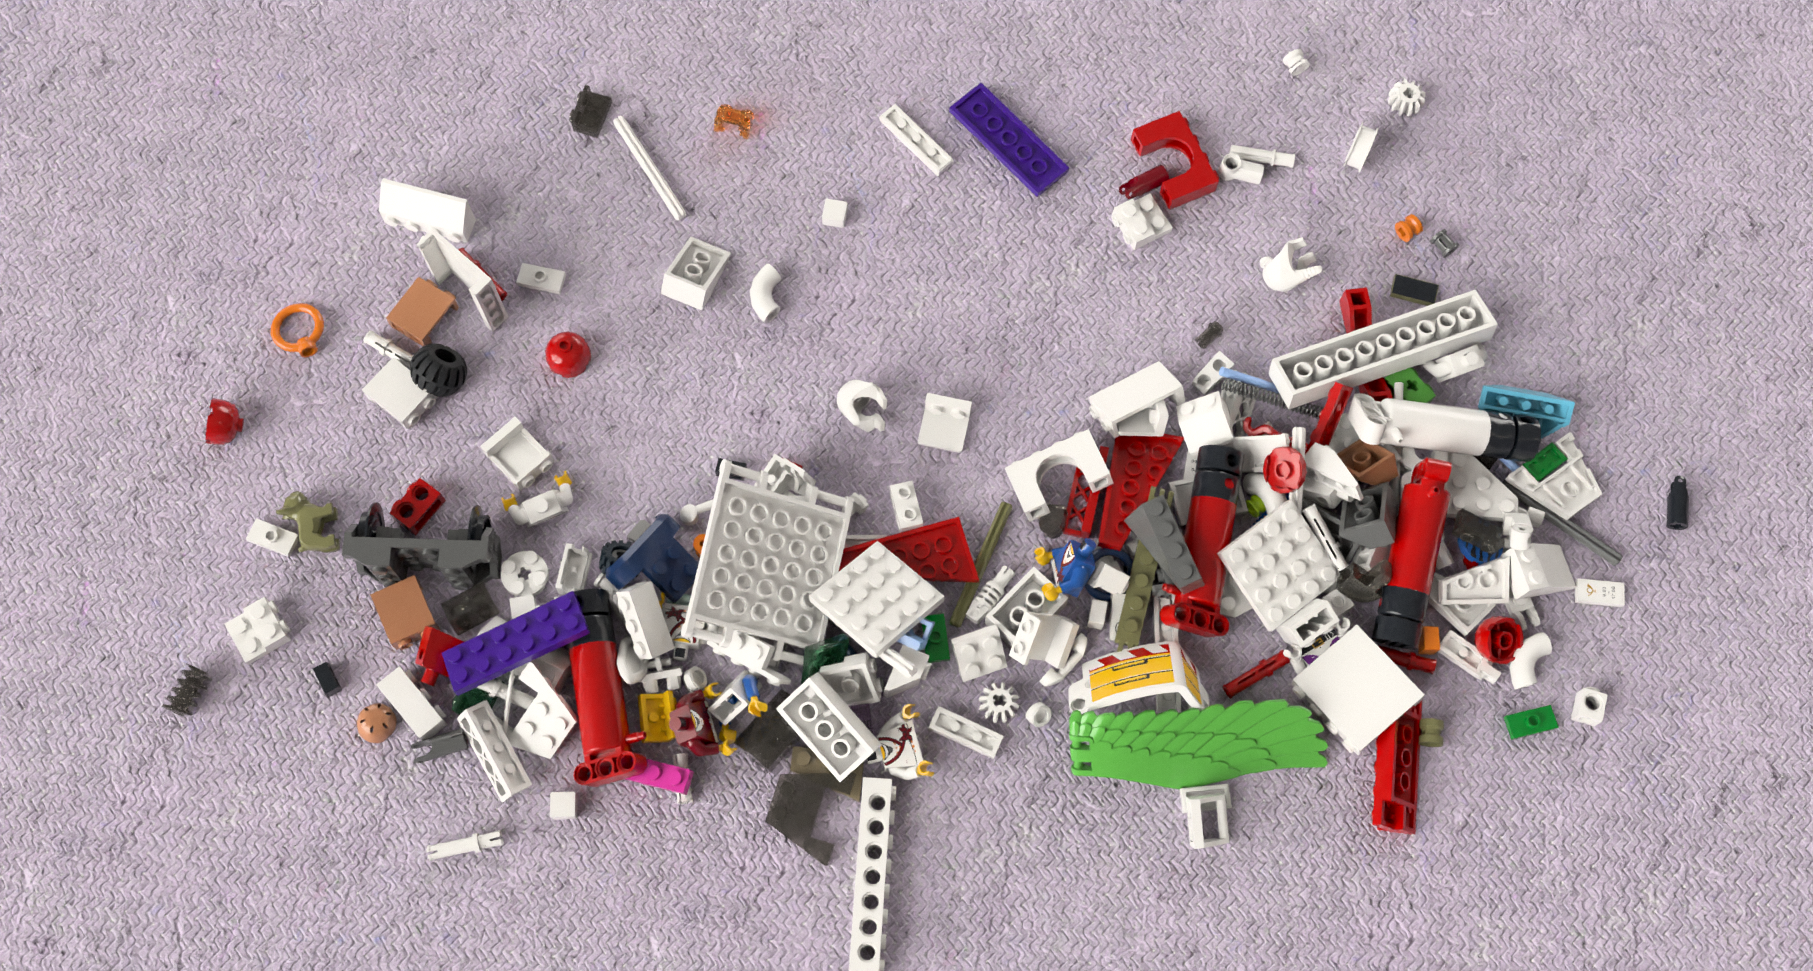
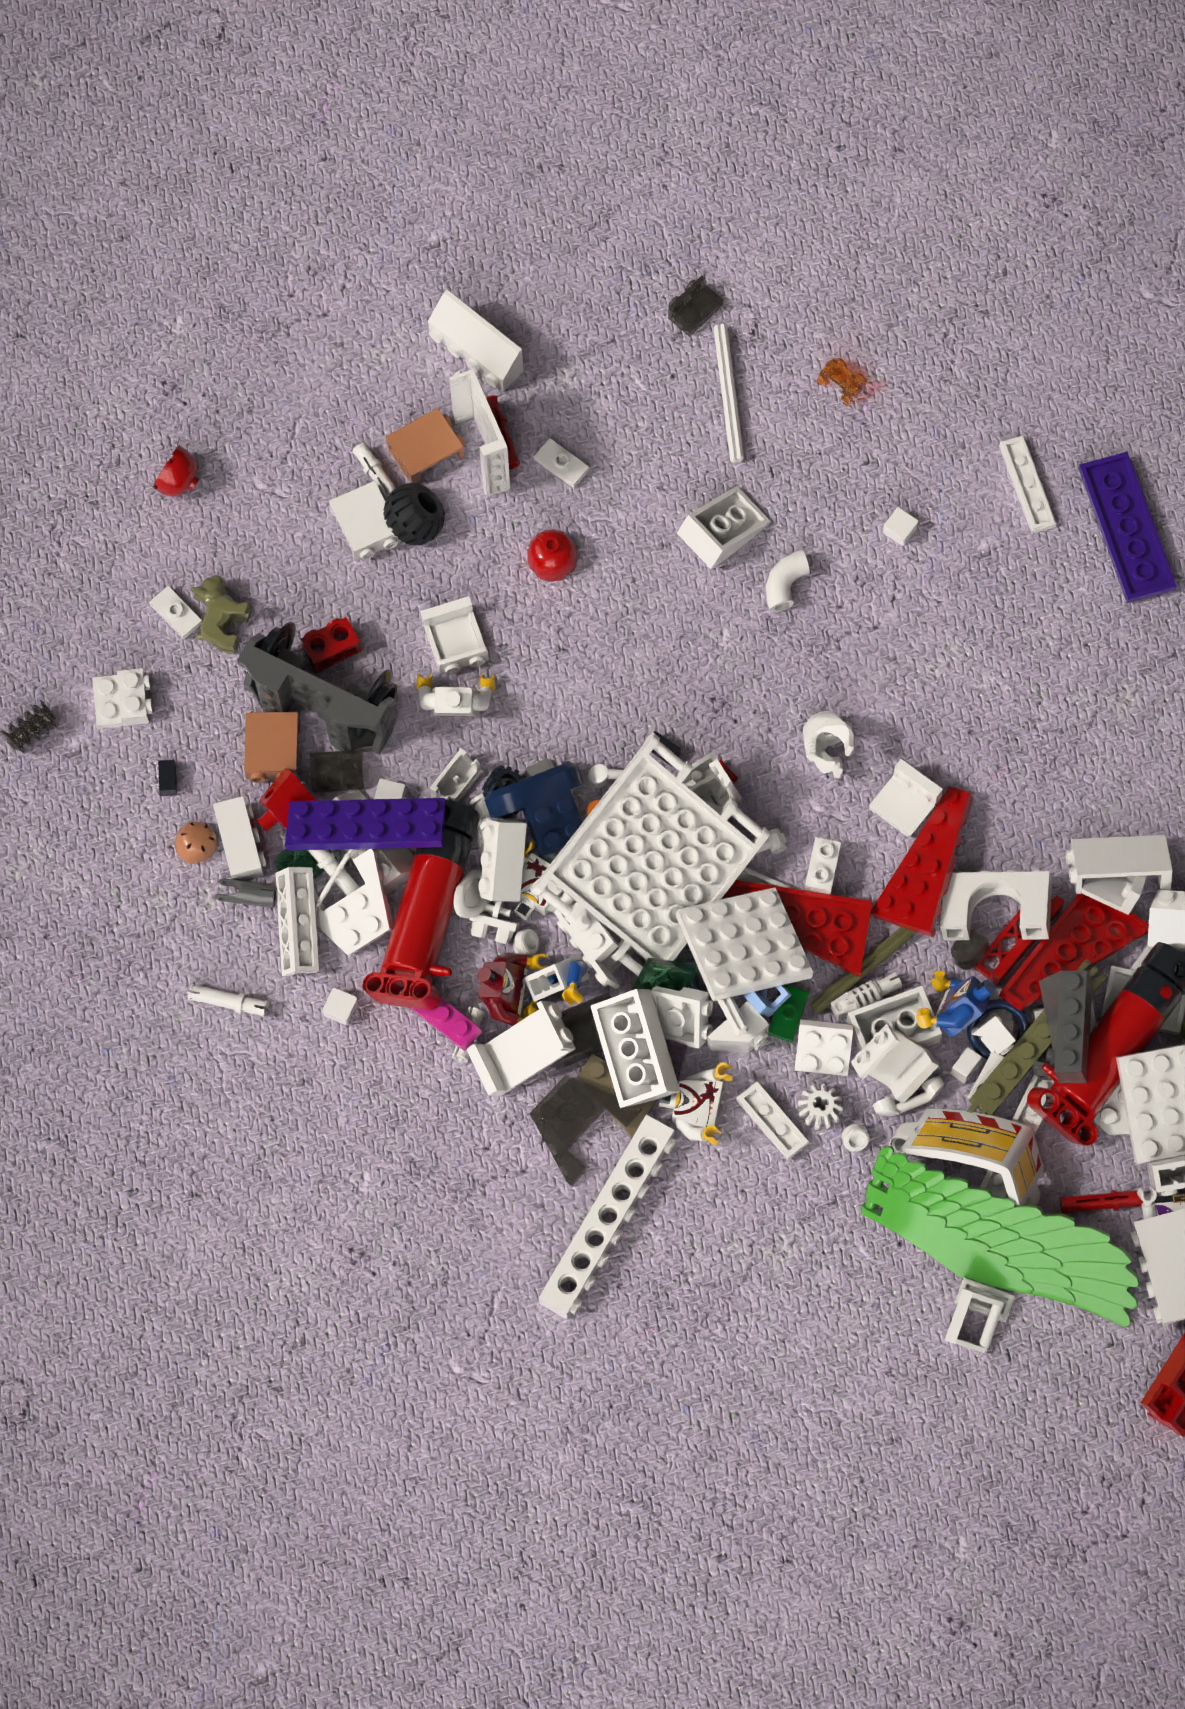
camera: 30 degrees right, 0 degrees up
(305, 345) = (292, 429): orange piece -> none
(512, 569) = (398, 749): white plate -> none
(655, 717) = (468, 960): yellow bracket -> none
(735, 771) = (522, 1050): none -> white panel
(989, 476) = (924, 874): none -> red wing

